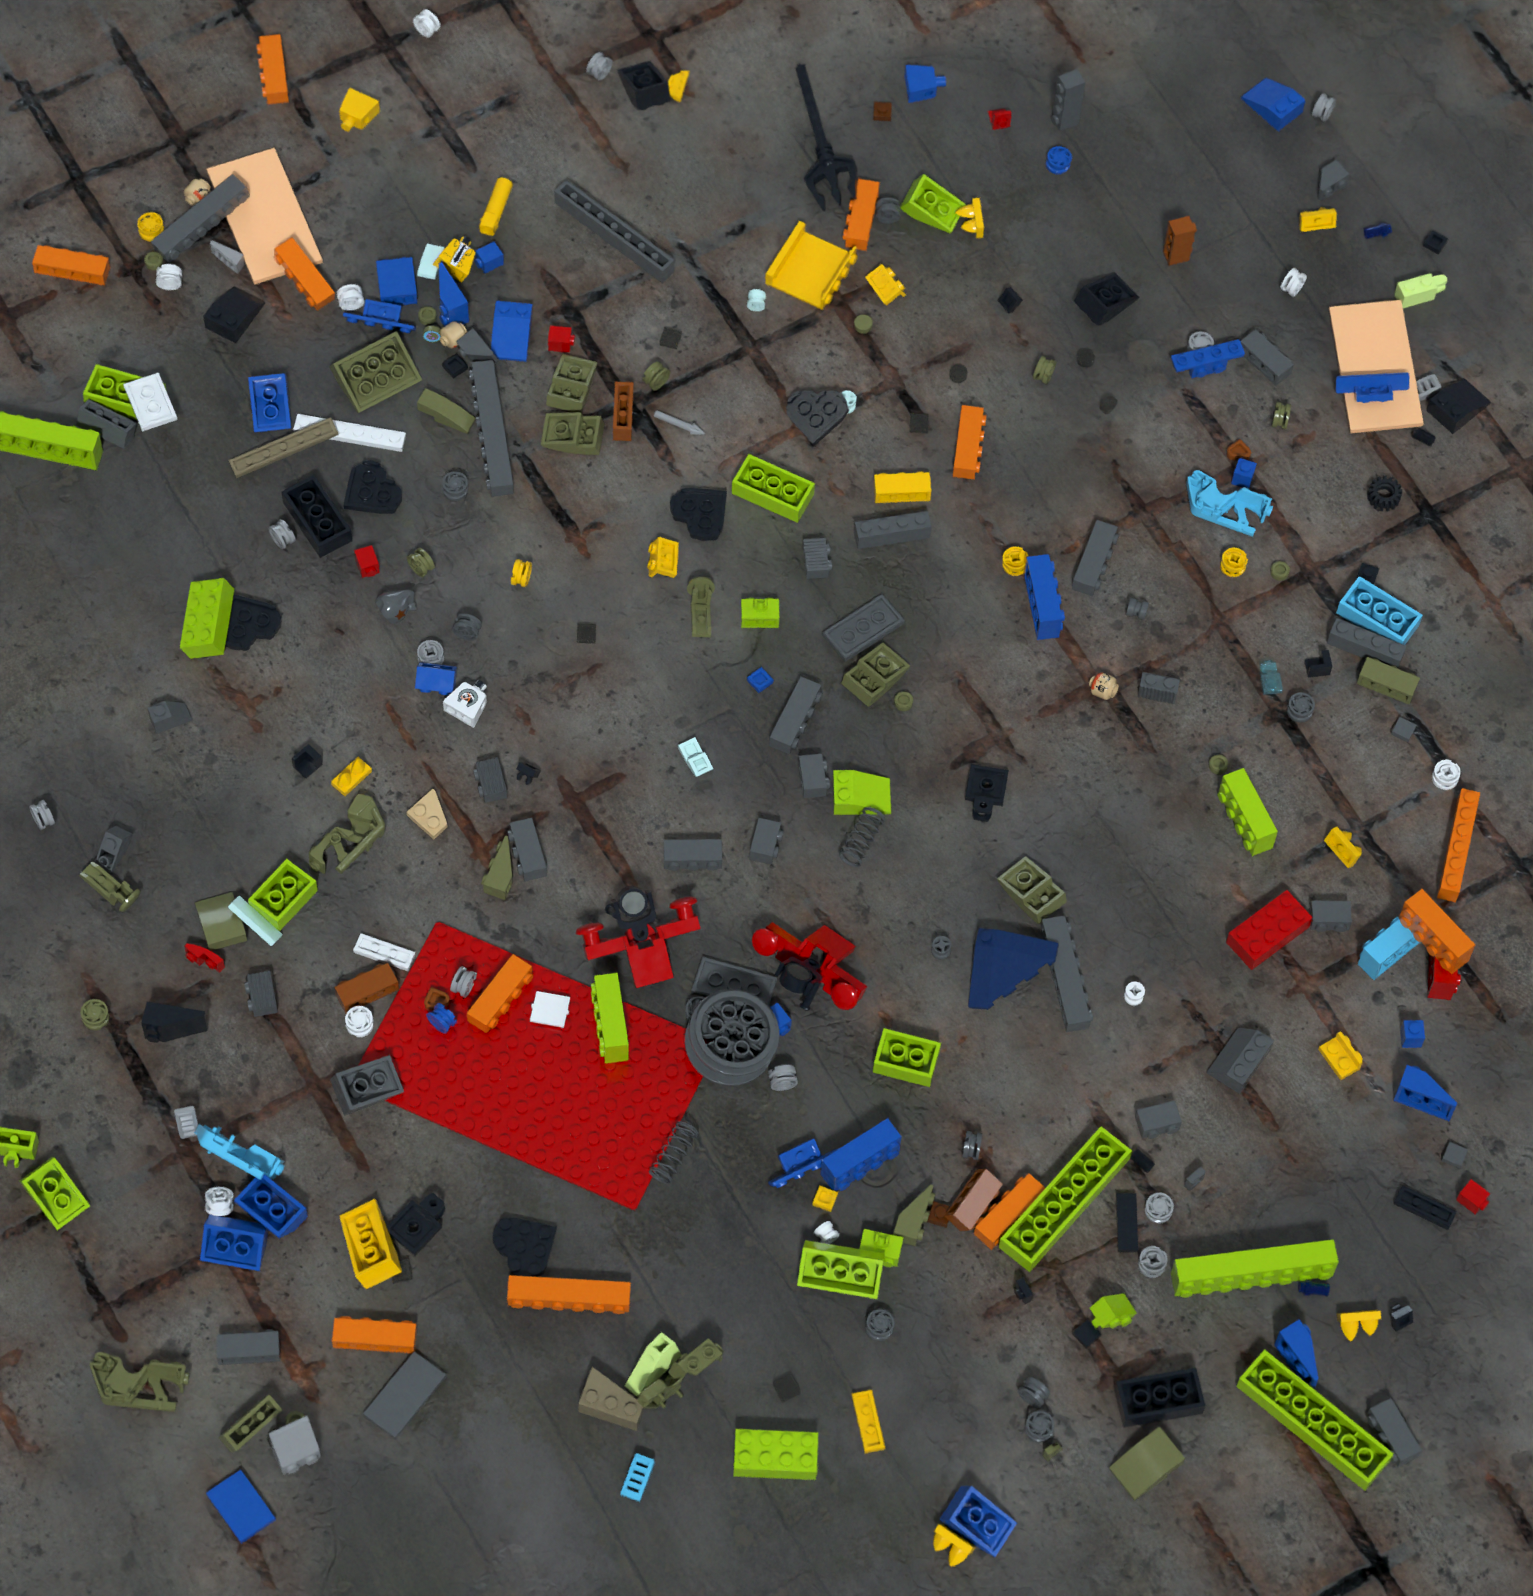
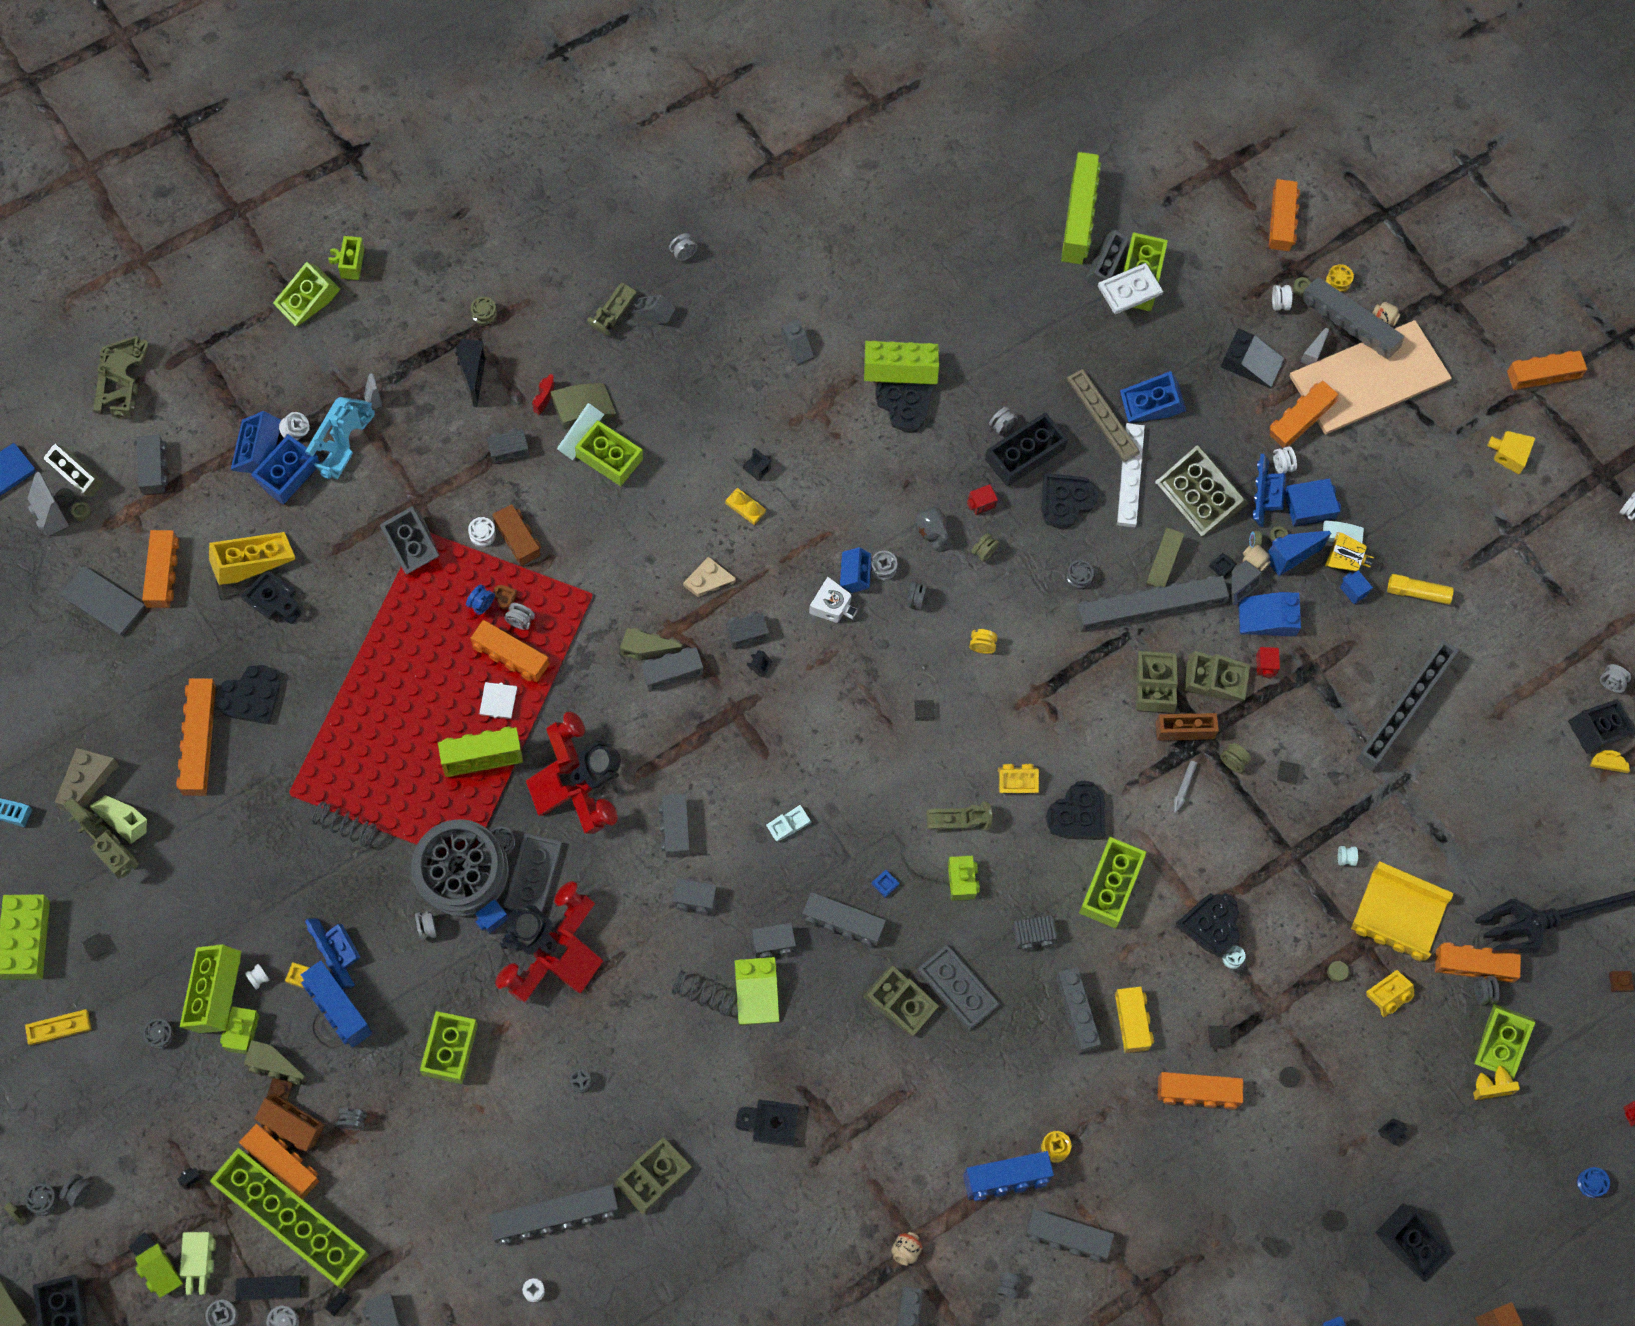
camera: 85 degrees right, 5 degrees up
(365, 829) = (684, 521): olive piece -> none
(384, 952) = (558, 549): white tile -> none
(903, 701) = (873, 1032): olive tile -> none
(1004, 961) = (560, 1146): dark blue slope -> none
(1044, 370) = (1305, 1171): olive wheel -> none
(1101, 1282) = (196, 1259): none -> yellowish green hinge

